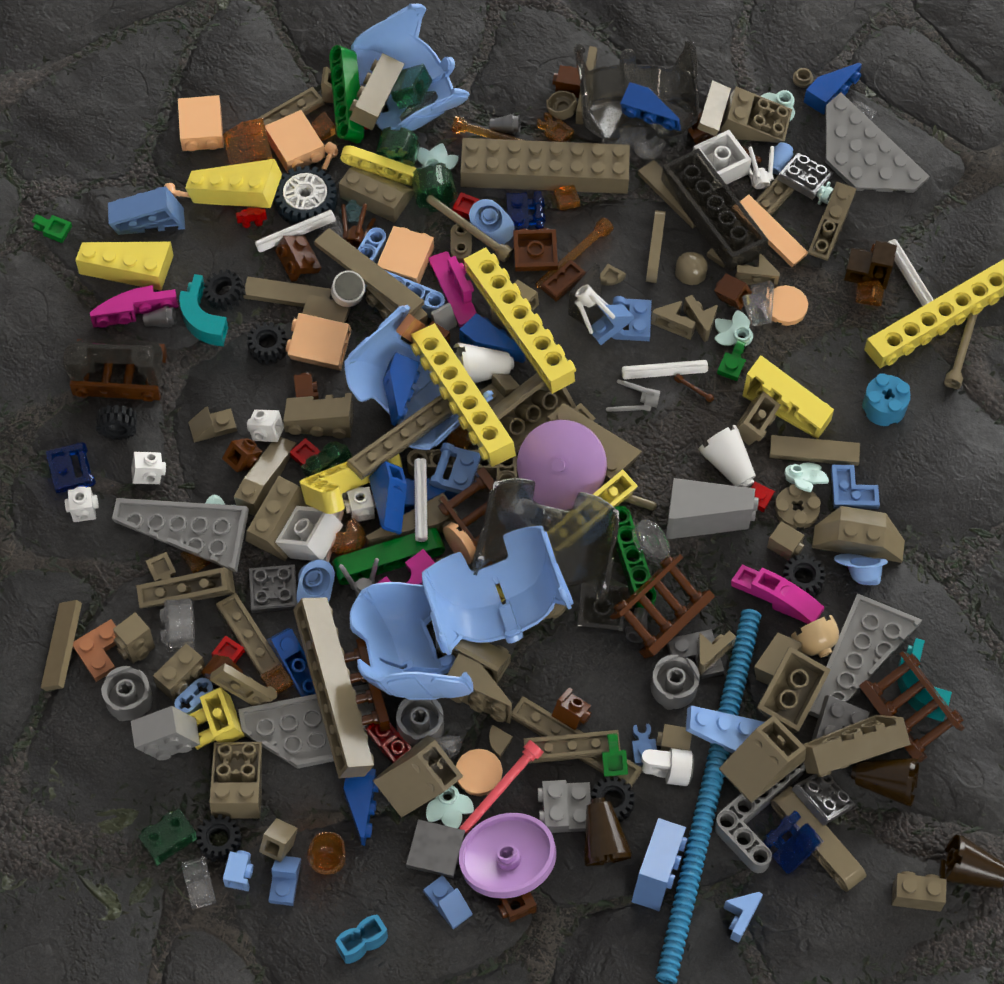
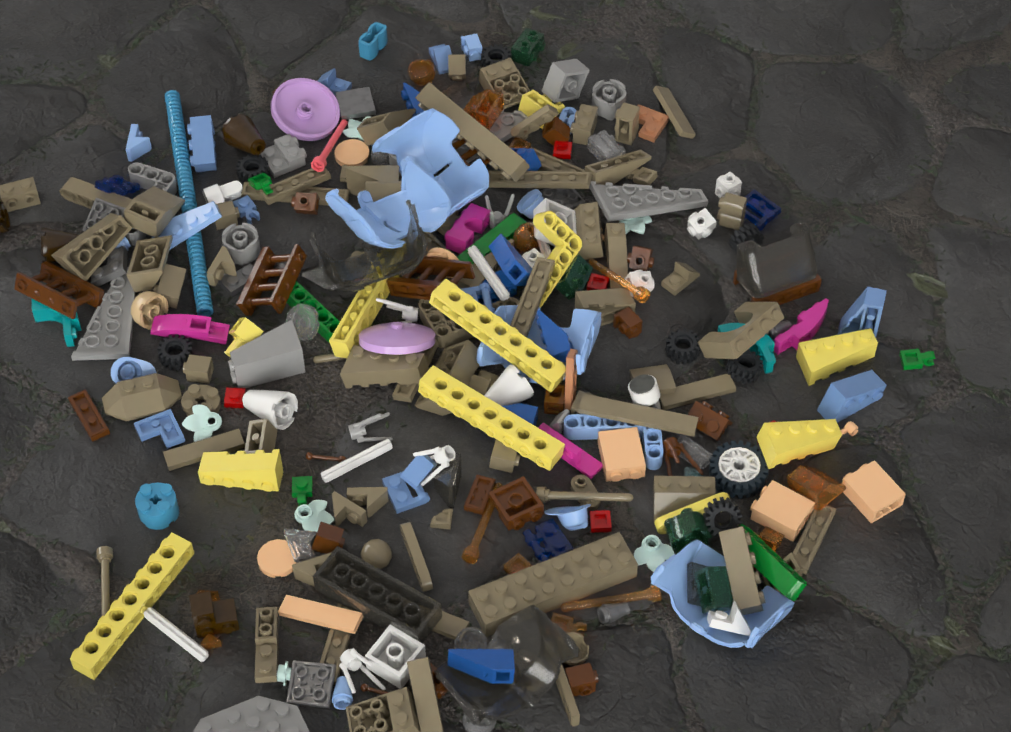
camera: 155 degrees right, 10 degrees down
(70, 272) = (864, 312): none -> medium blue wedge
(104, 461) = (732, 211): none -> dark tan brick
(173, 309) = (758, 320): none -> dark tan arch
(198, 882) = (494, 35): clear slope -> none
(266, 593) = (543, 179): none -> dark tan tile
(280, 392) = (640, 293): none -> clear orange piece
(294, 737) = (485, 107): none -> clear orange slope
(298, 229) = (725, 436): white axle -> none
(318, 341) = (642, 356): light nougat brick -> none
(332, 151) = (748, 521): light nougat hand -> none
(360, 139) = (718, 506): none -> black tyre
(416, 55) = (733, 622): none -> white slope
(434, 181) = (634, 514): clear green brick -> none
(722, 544) = (243, 332): none -> light yellow brick
(923, 546) = (88, 415): none -> reddish brown tile

